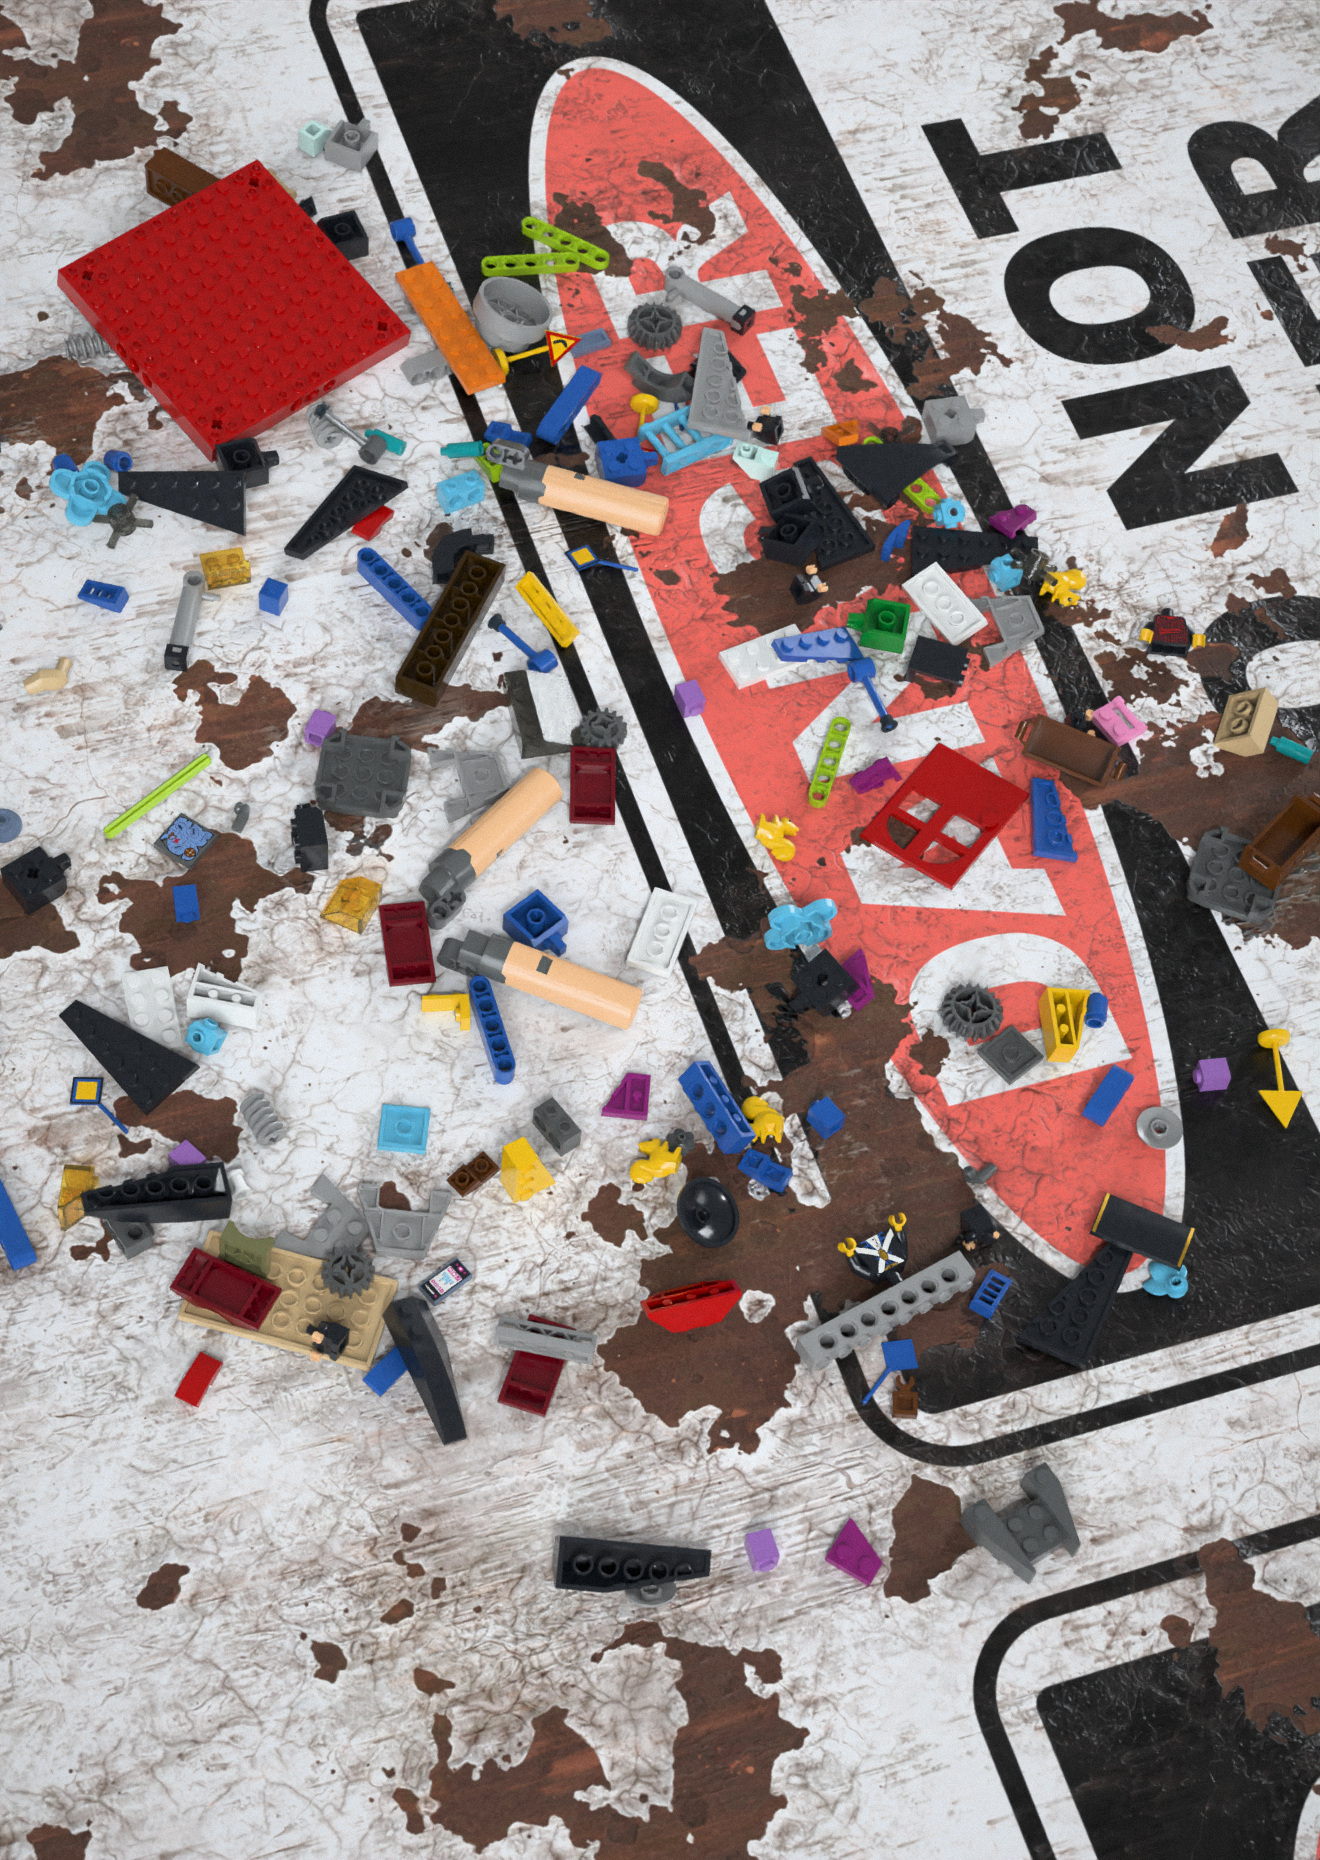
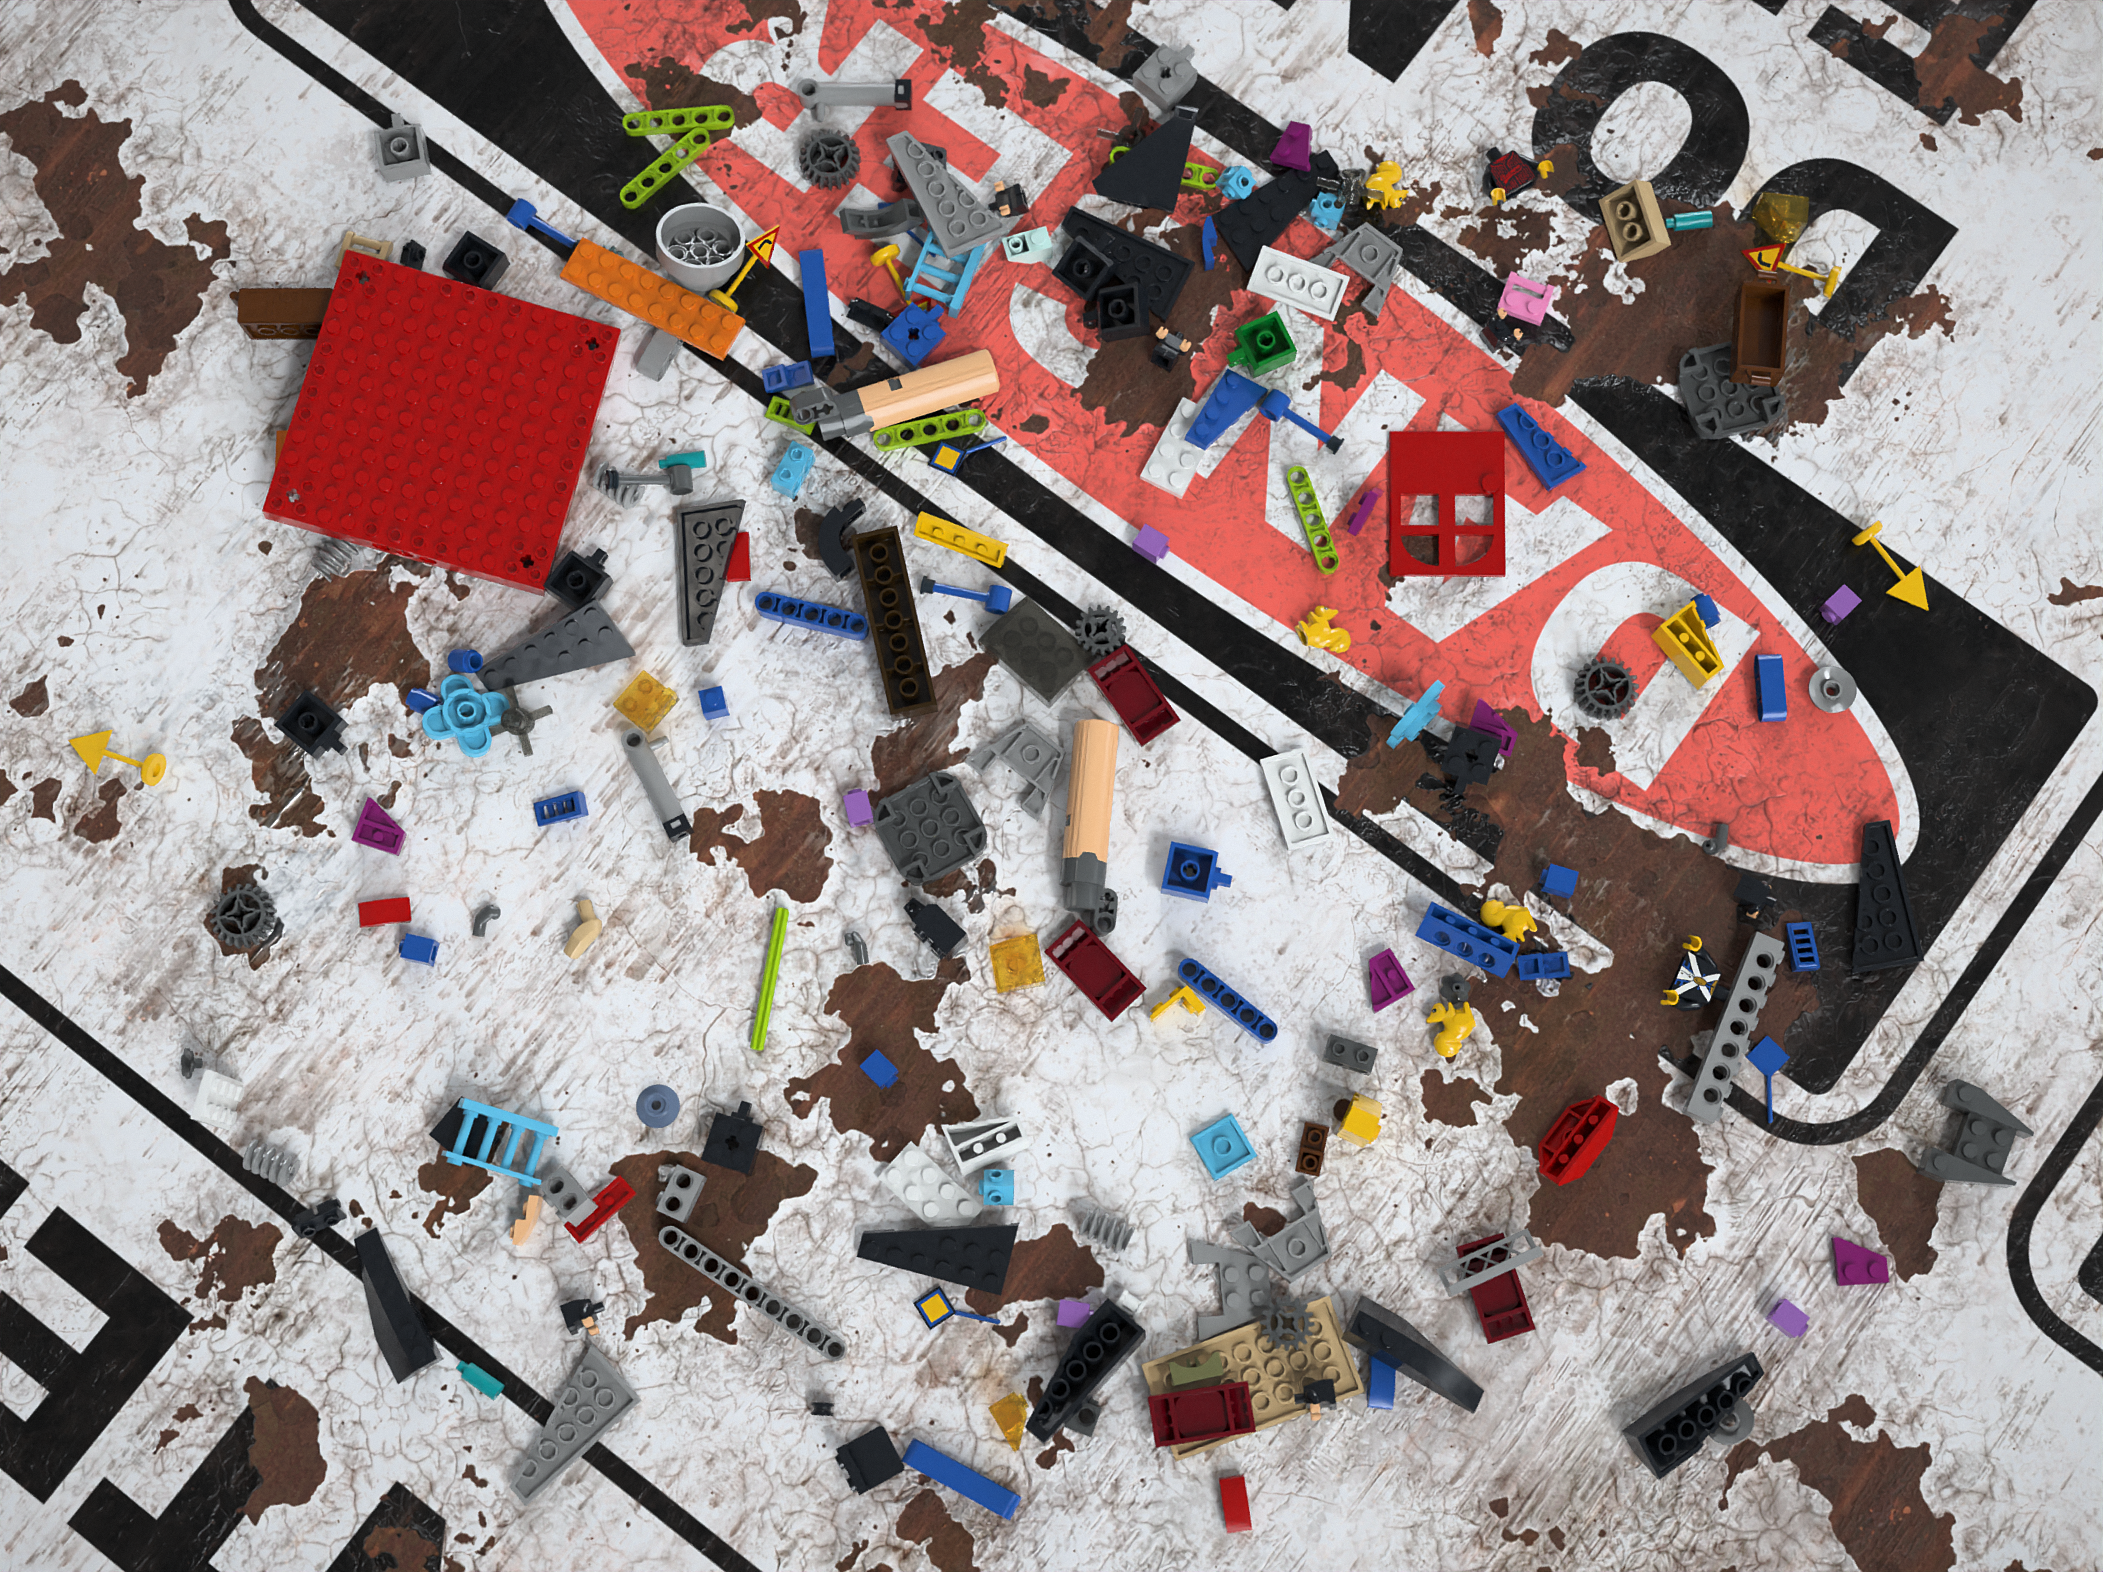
camera: 25 degrees left, 20 degrees up
(185, 841) = (829, 1005): tile -> none
(313, 137) = (362, 165): light aqua slope -> none
(445, 1282) = (1363, 1264): tile -> none
(463, 450) = (761, 422): teal cylinder -> none
(543, 976) = (1238, 922): light nougat piece -> none
(578, 523) = (920, 437): none -> lime beam
(590, 343) = (783, 214): sand blue tile -> none
(707, 1212) = (1532, 1047): black dish -> none
(842, 433) = (1081, 159): orange wing -> none
(903, 1401) = (1804, 1100): reddish brown plate -> none
(938, 661) = (1335, 350): black panel -> none
(1010, 1054) = (1662, 704): dark grey tile -> none
(1071, 751) = (1517, 365): reddish brown container -> none
(1142, 1231) = (1886, 801): black slope -> none
(1165, 1279) = (1927, 827): medium azure plate -> none

